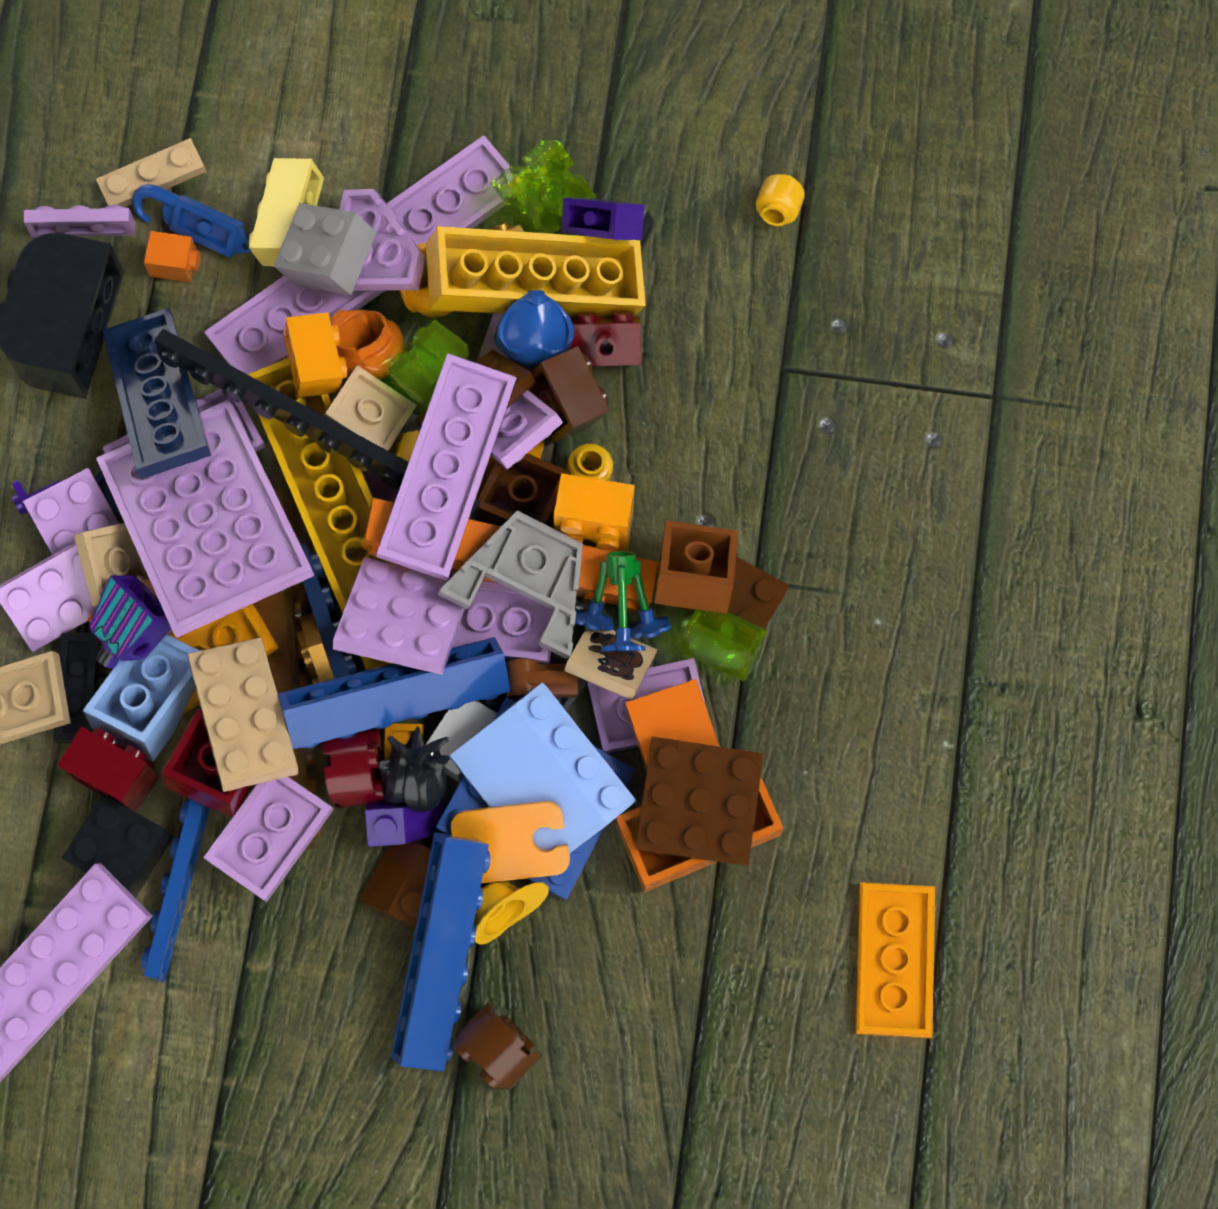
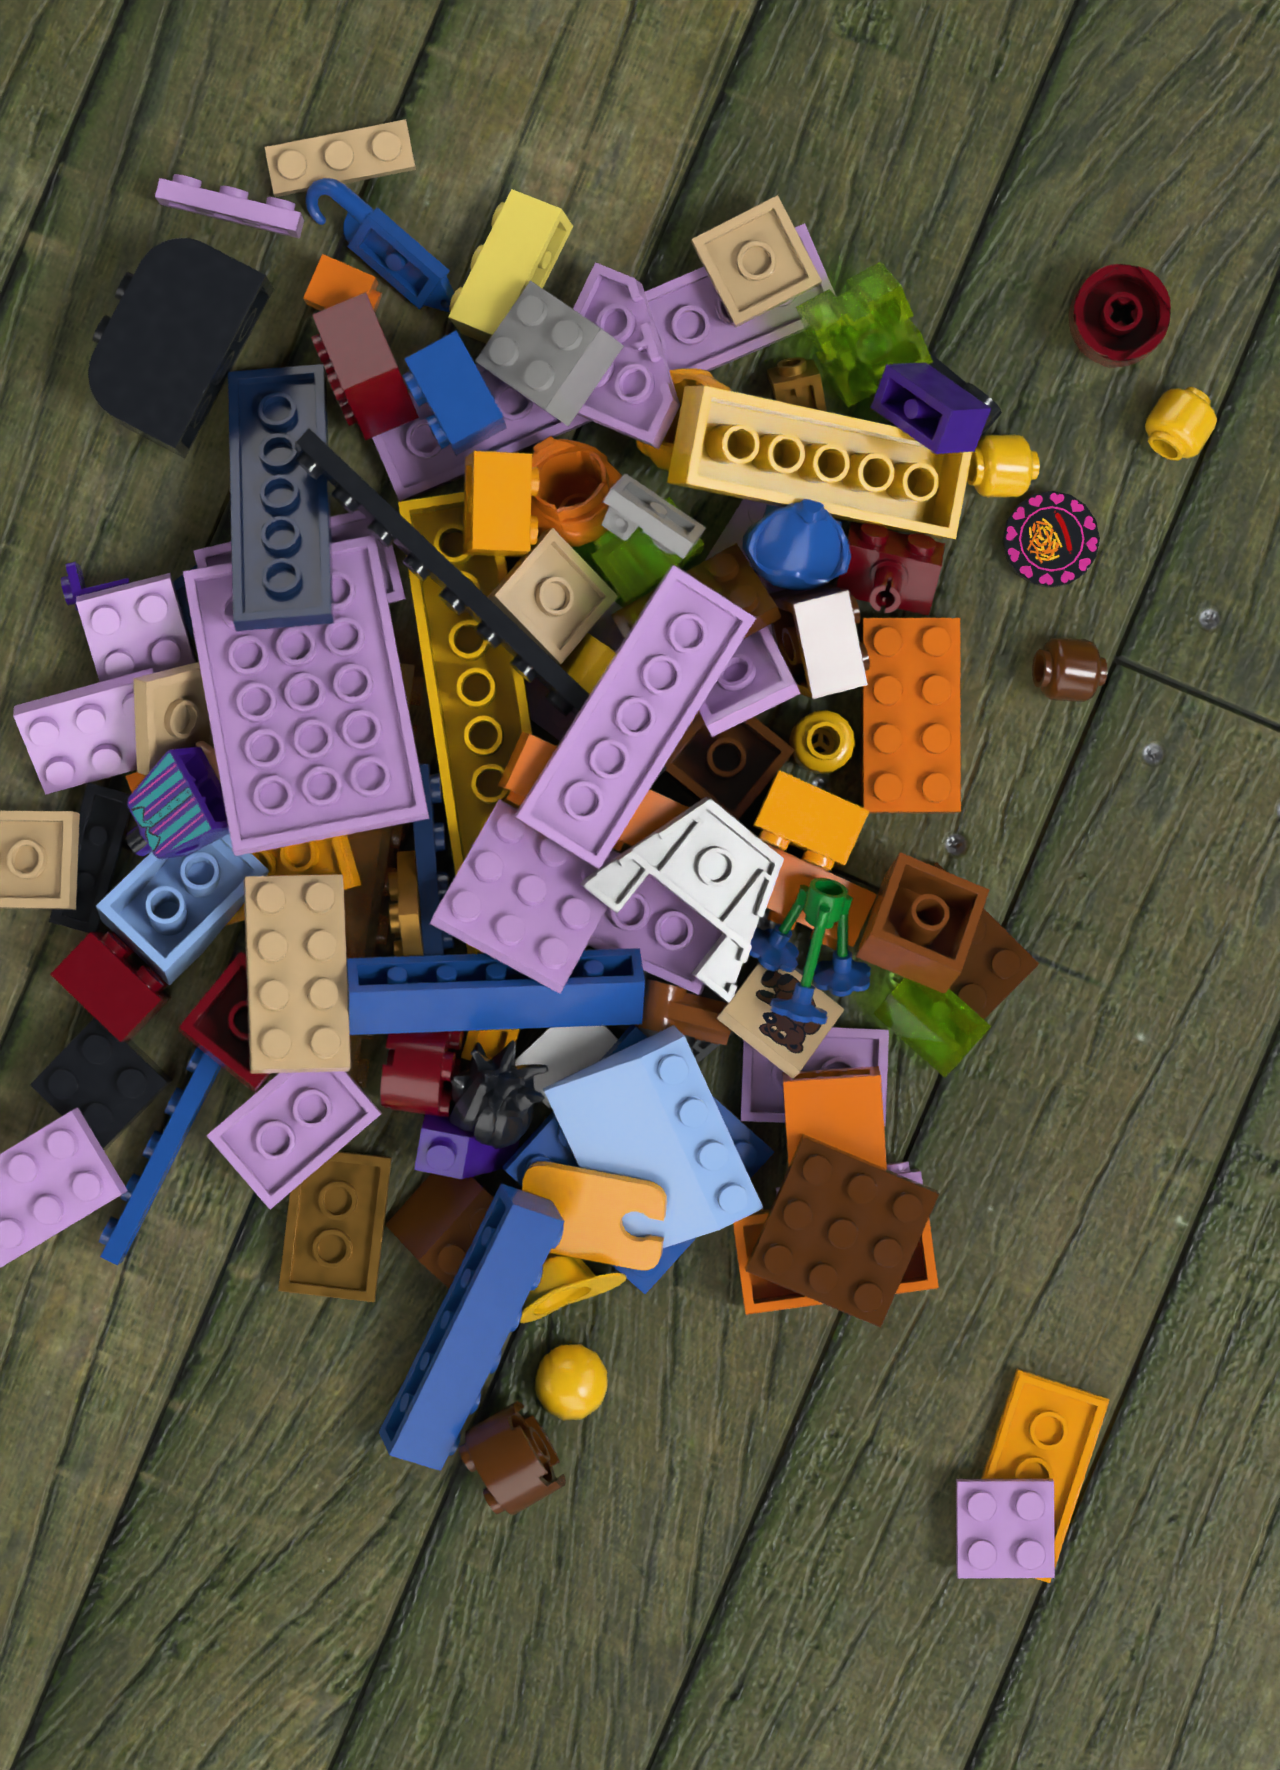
camera: 15 degrees right, 15 degrees up
(196, 293) = (362, 367): none -> dark red brick
(262, 291) = (455, 393): none -> blue brick
(321, 910) = (337, 1228): none -> pearl gold plate
(409, 327) = (636, 506): none -> light grey hinge
(456, 162) = (756, 261): none -> tan plate
(527, 982) = (571, 1382): none -> yellow hair
(649, 437) = (911, 716): none -> orange brick
(665, 257) = (1003, 466): none -> yellow head
(713, 299) = (1051, 539): none -> black tile
(717, 139) = (1122, 288): none -> dark red brick
(751, 378) = (1069, 669): none -> reddish brown head
(886, 1002) = (1005, 1528): none -> lavender plate

